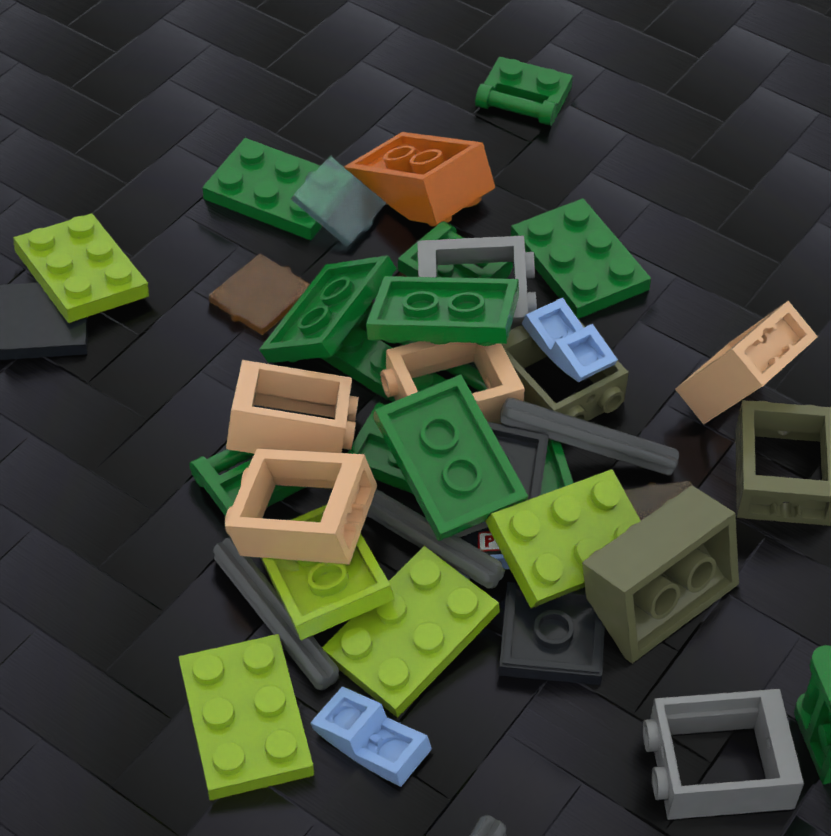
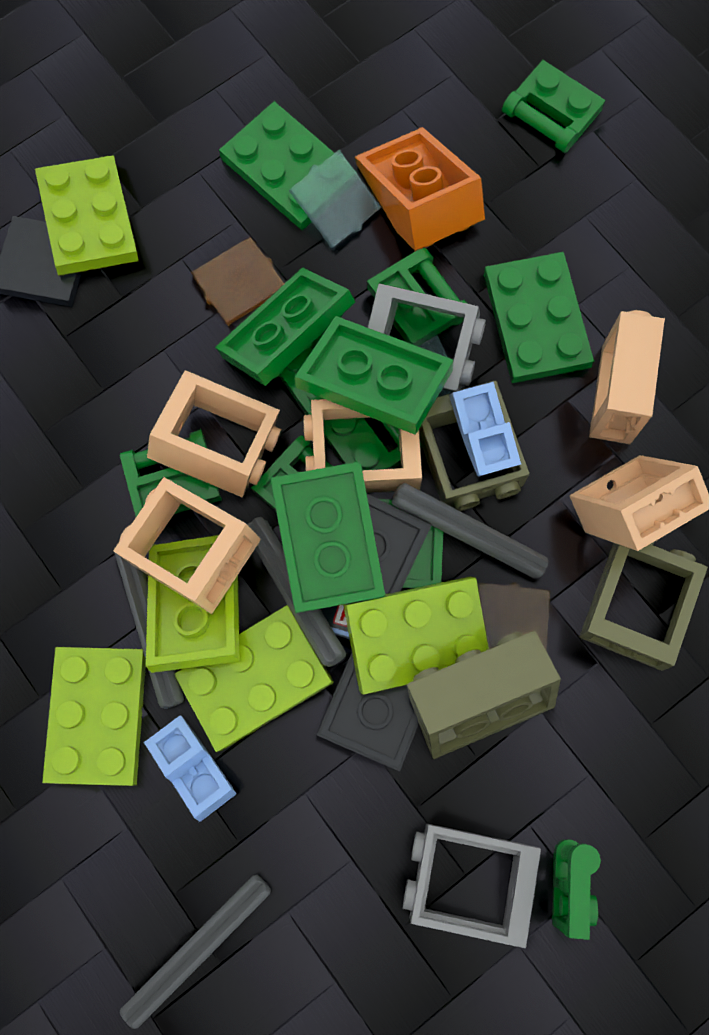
camera: 20 degrees right, 25 degrees up
(689, 276) = (627, 377): none -> light nougat window

